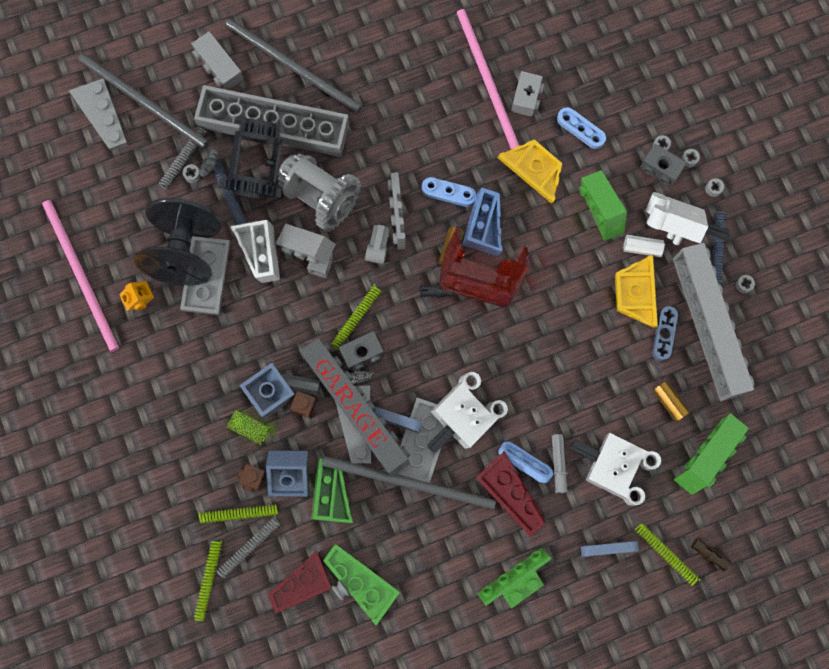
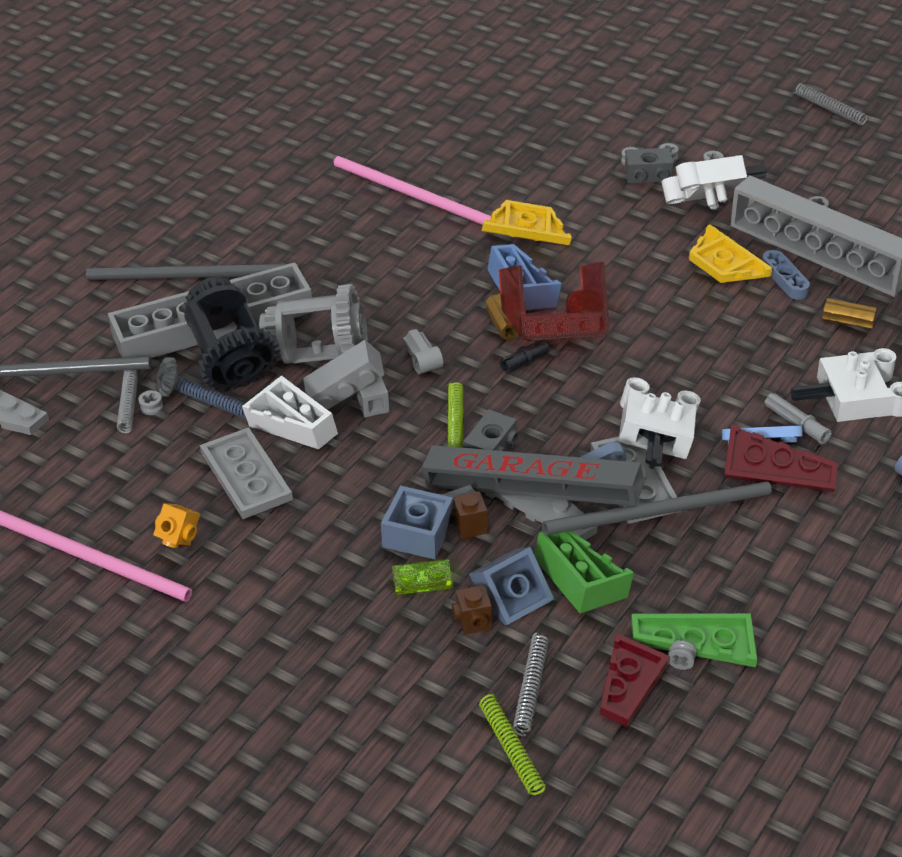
camera: 30 degrees left, 35 degrees down
(182, 221) = (196, 431): black piece -> none
(216, 61) = (96, 300): light grey brick -> none
(267, 512) = (480, 657): lime piece -> none
(396, 219) = (423, 316): light grey wing -> none
(455, 197) = (456, 283): light blue plate -> none
(517, 582) = (867, 533): bright green bracket -> none
(522, 102) = (464, 180): light grey brick -> none
(577, 121) = (542, 179): light blue plate -> none
(604, 205) = (625, 213): bright green wedge -> none
(643, 245) = (693, 224): white axle -> none

